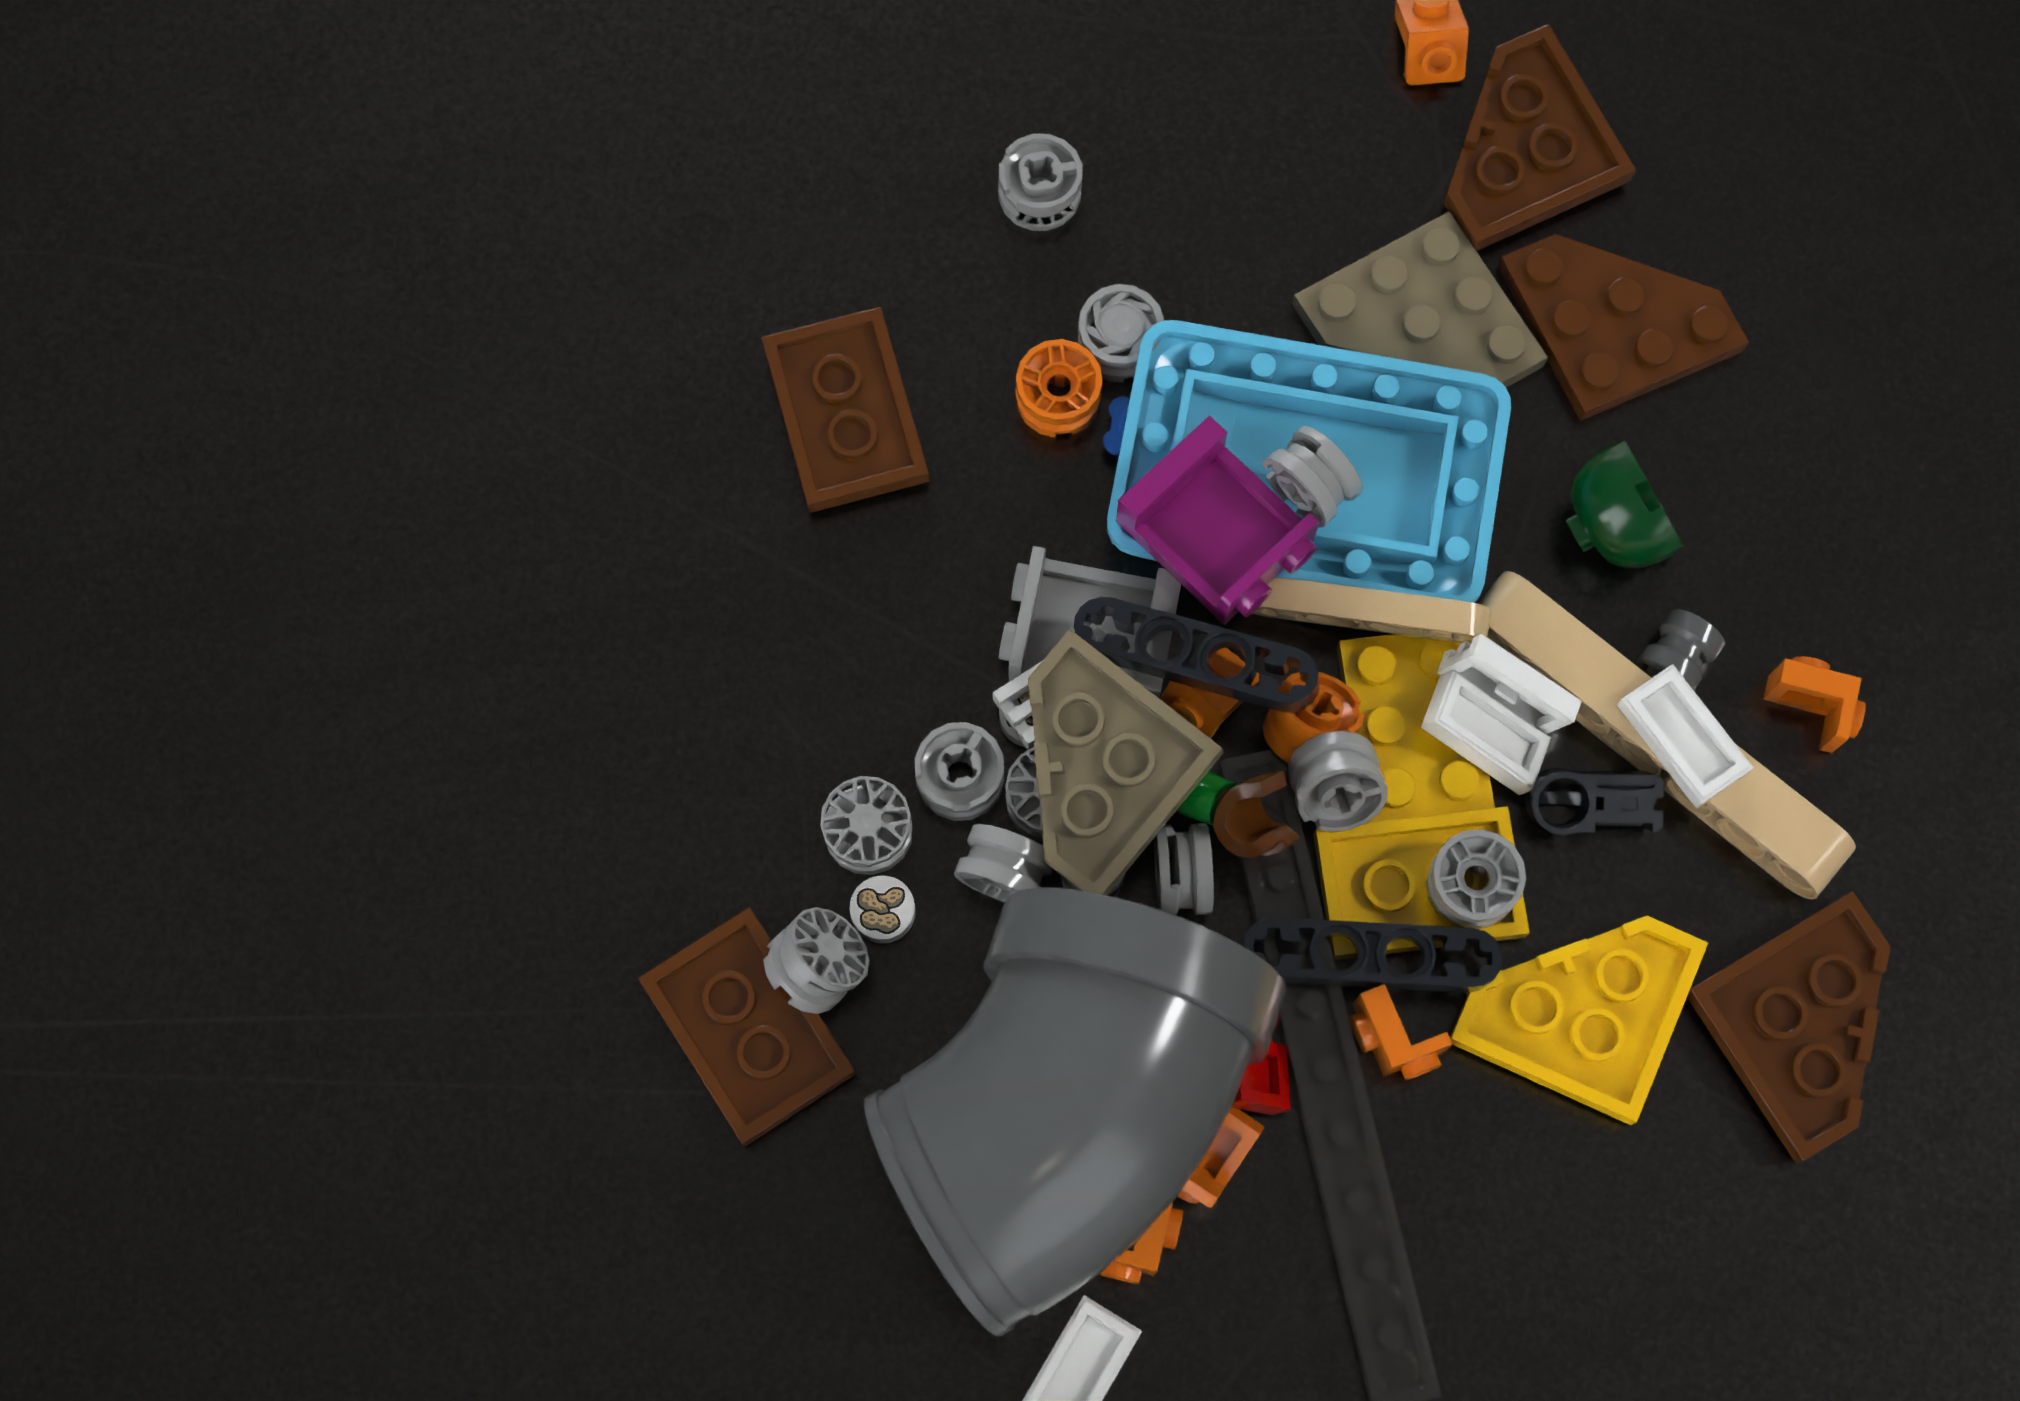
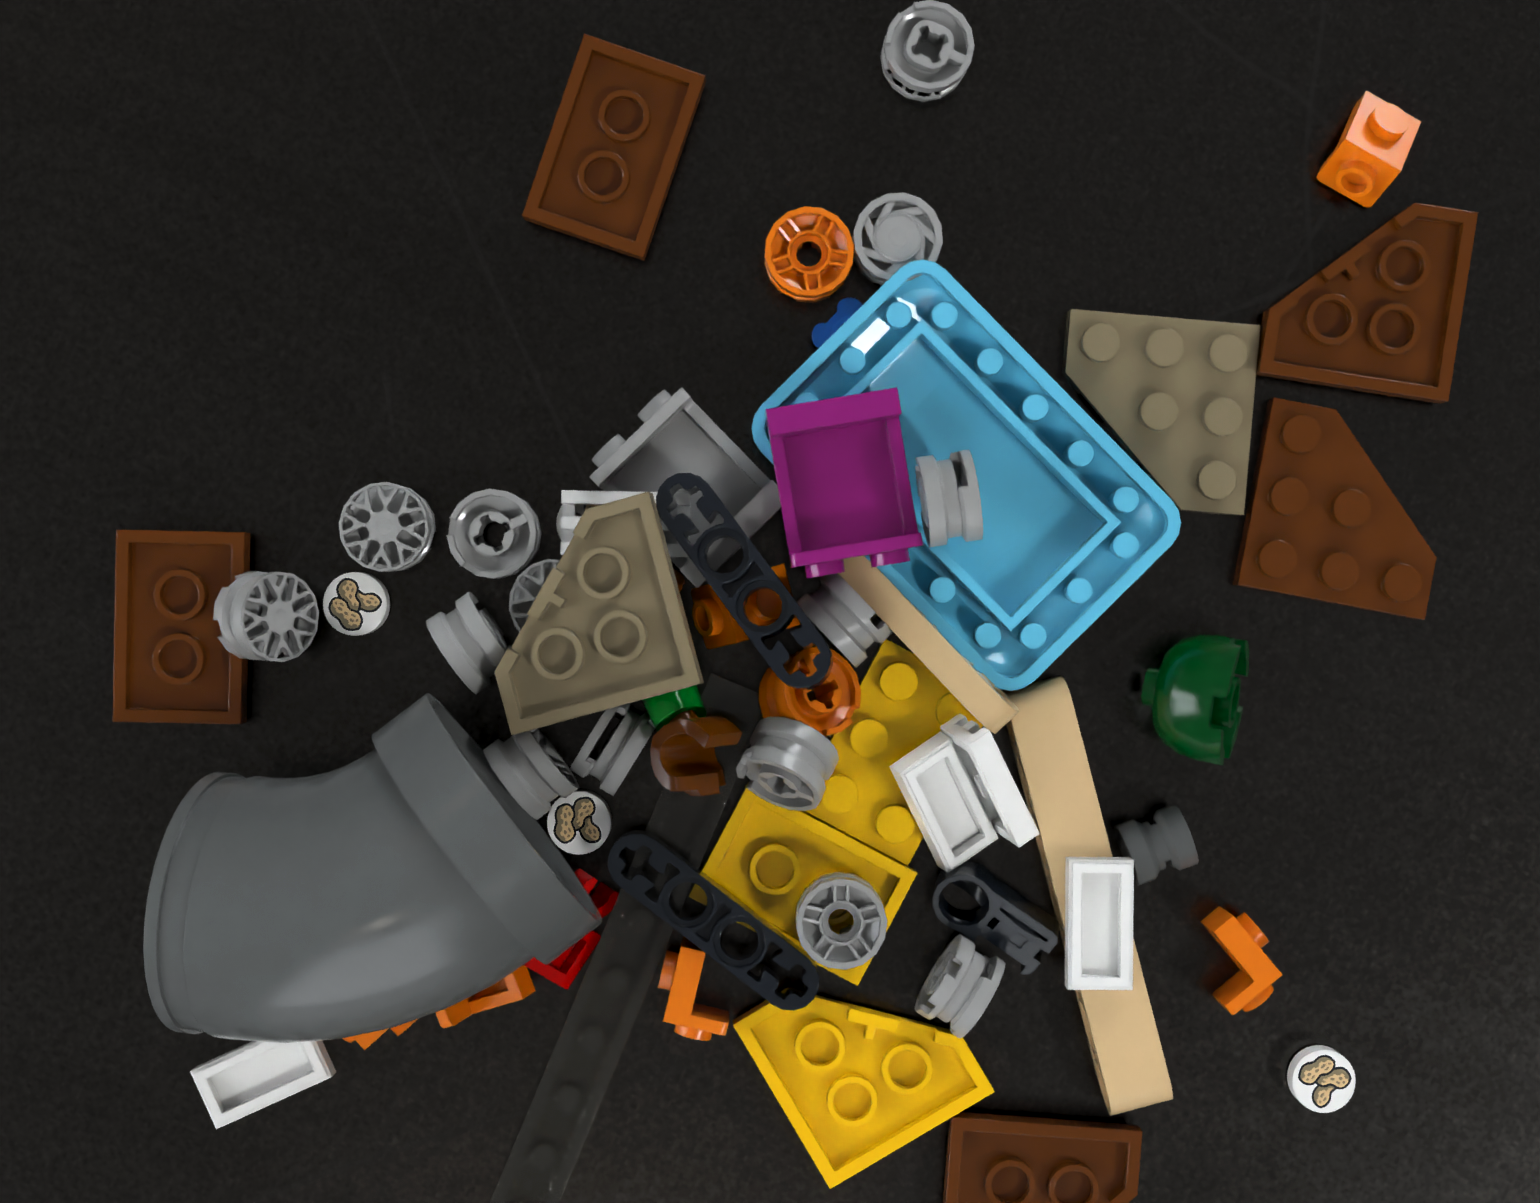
camera: 35 degrees right, 15 degrees up
(1300, 628) = (844, 618): none -> light grey wheel
(1613, 873) = (960, 986): none -> light grey wheel
(1960, 754) = (1321, 1078): none -> tile

